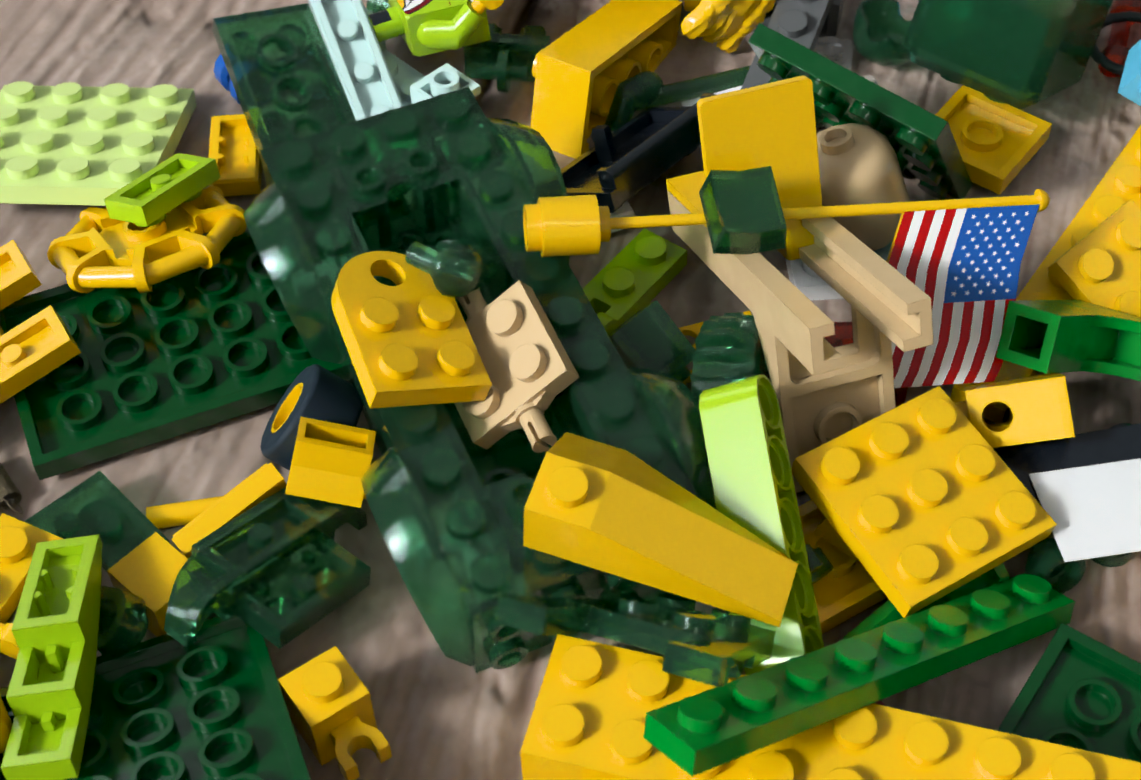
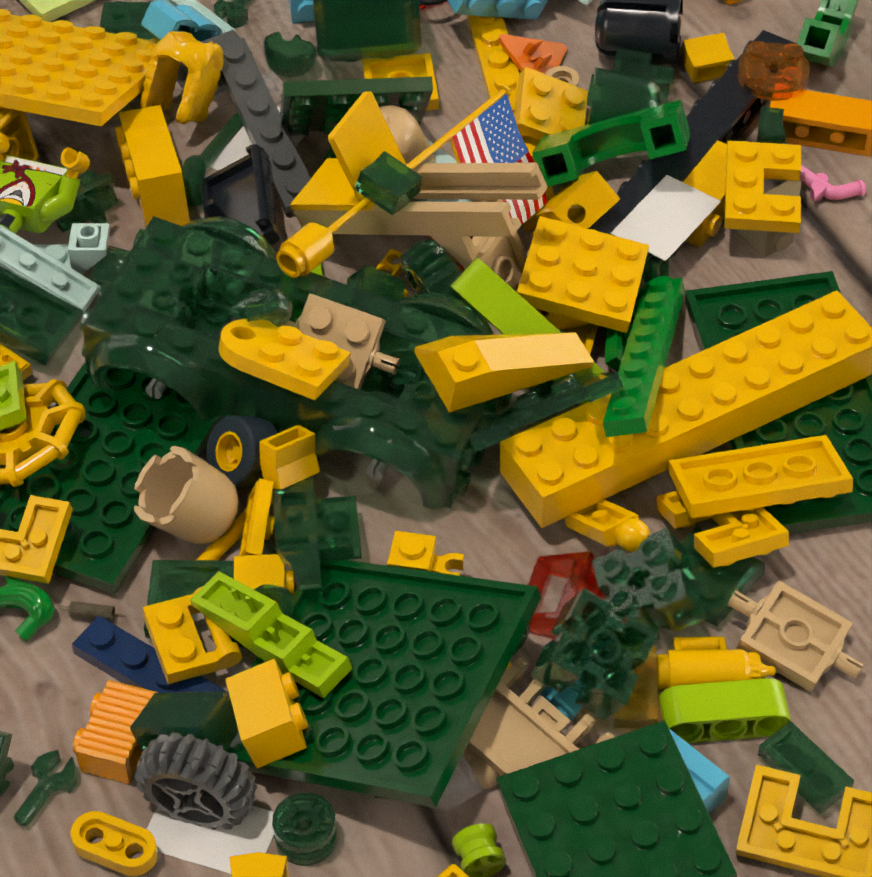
camera: 45 degrees left, 0 degrees up
(188, 429) = (186, 497): none -> tan cylinder

